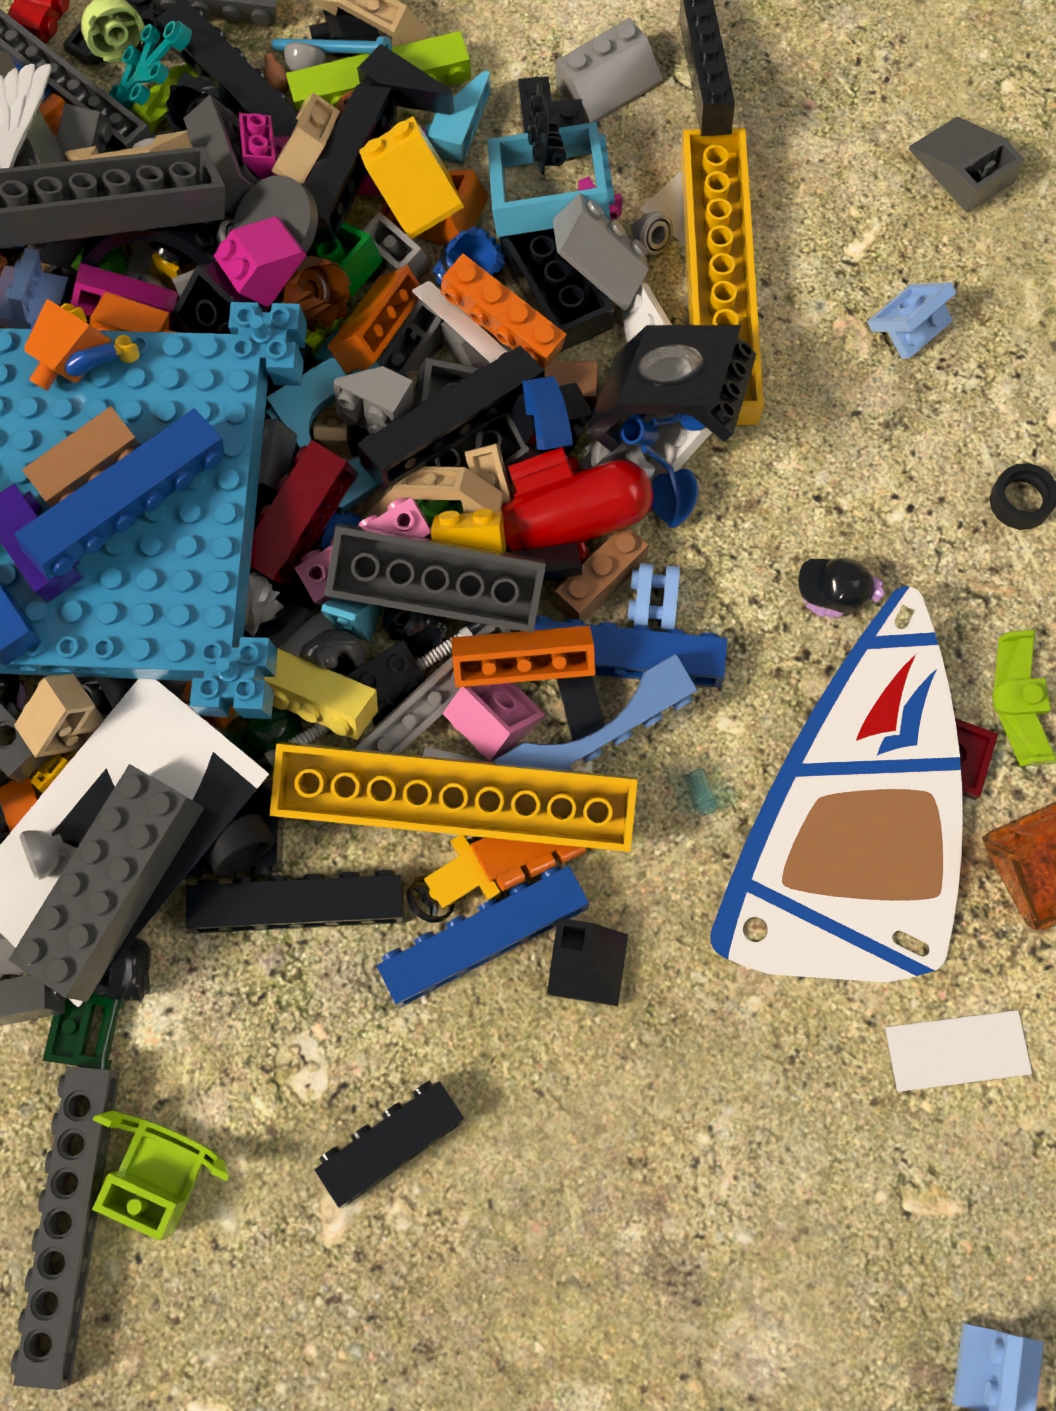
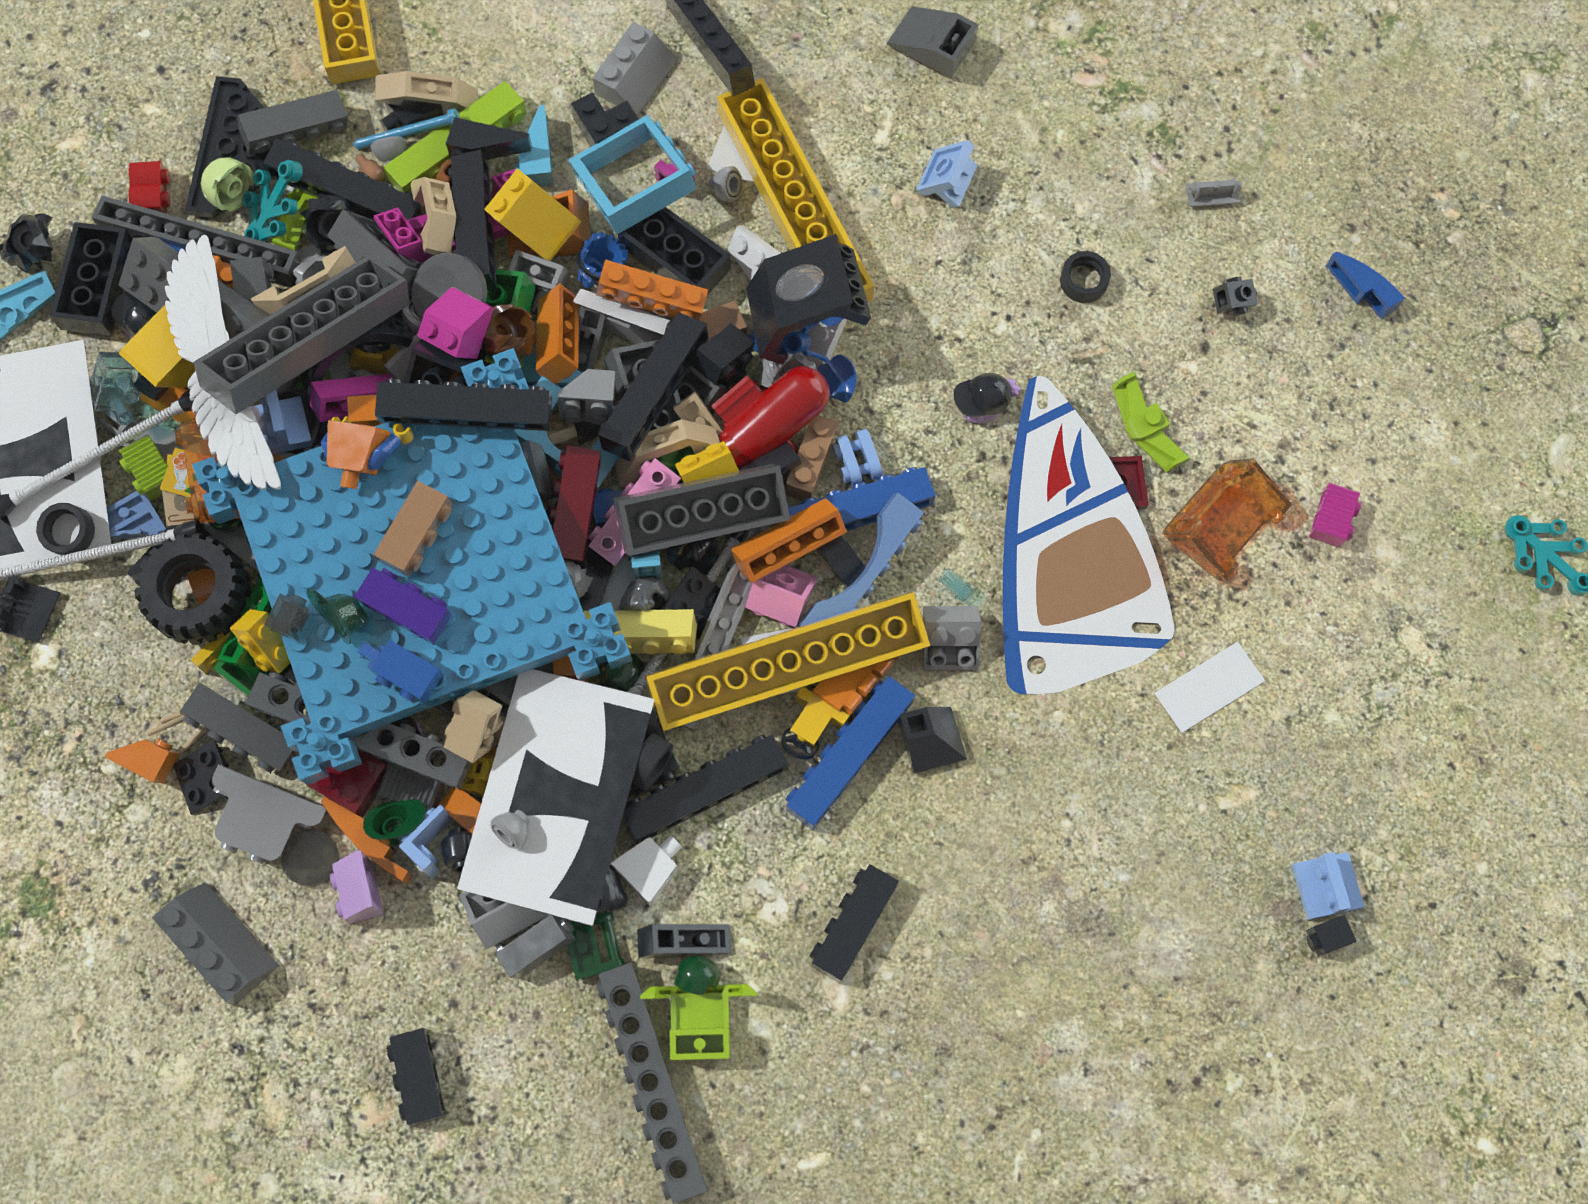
camera: 30 degrees left, 0 degrees up
(106, 884) = (574, 826): dark grey brick -> none
(121, 495) = (459, 542): blue brick -> none
(178, 1120) = (696, 975): none -> dark green hair
(186, 1071) = (683, 940): none -> black slope
(188, 967) = (648, 867): none -> white torso
(207, 344) = (463, 405): none -> black brick
(544, 134) = (617, 142): black hinge -> none
(550, 414) = (722, 348): blue slope -> none
(600, 250) = (701, 214): light grey slope -> none
(666, 852) = (952, 637): none -> light grey slope

